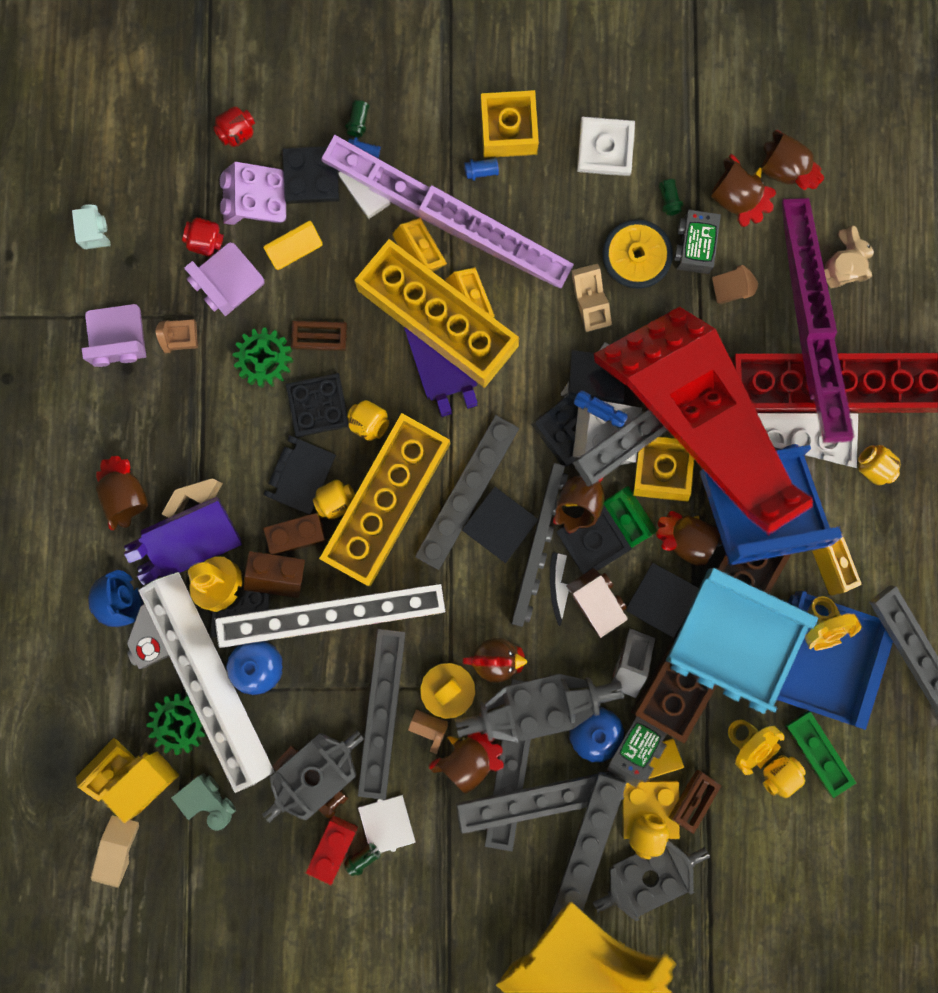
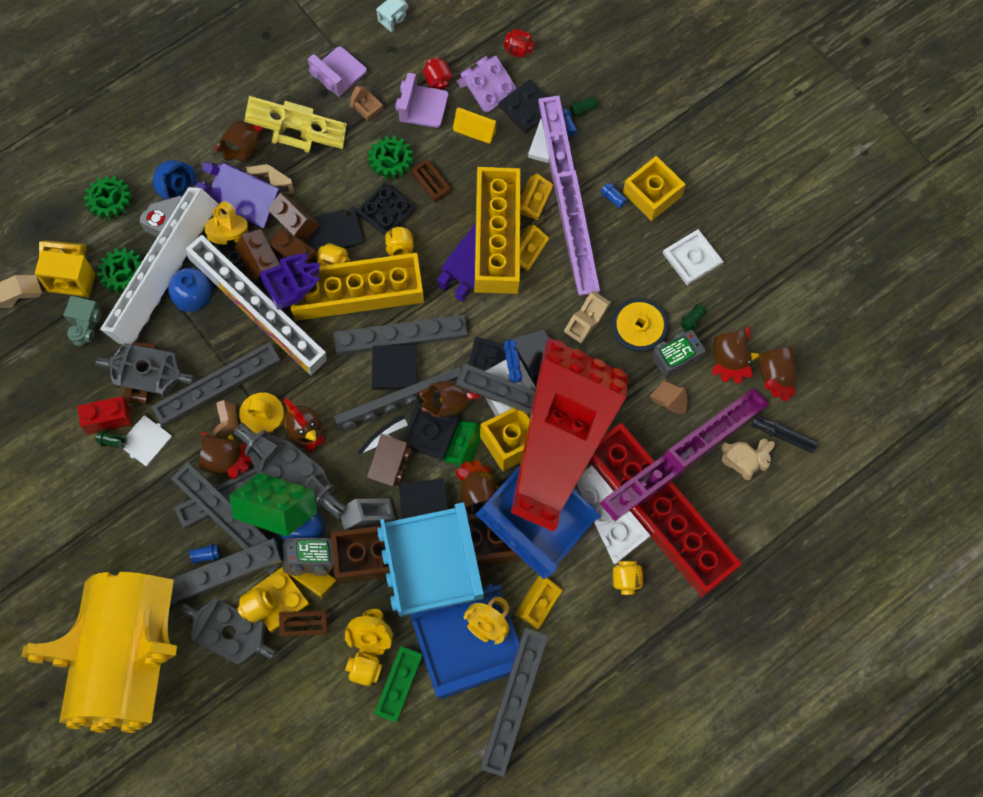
camera: 55 degrees right, 15 degrees down
(75, 690) = (107, 197): none -> green gear
(141, 421) = (298, 118): none -> light yellow piece
(257, 506) = (293, 216): none -> brick
(337, 564) = (290, 280): none -> dark purple plate
(553, 847) = (202, 554): none -> blue pin
(569, 752) = (273, 504): none -> green brick
(841, 213) = (784, 433): none -> black axle

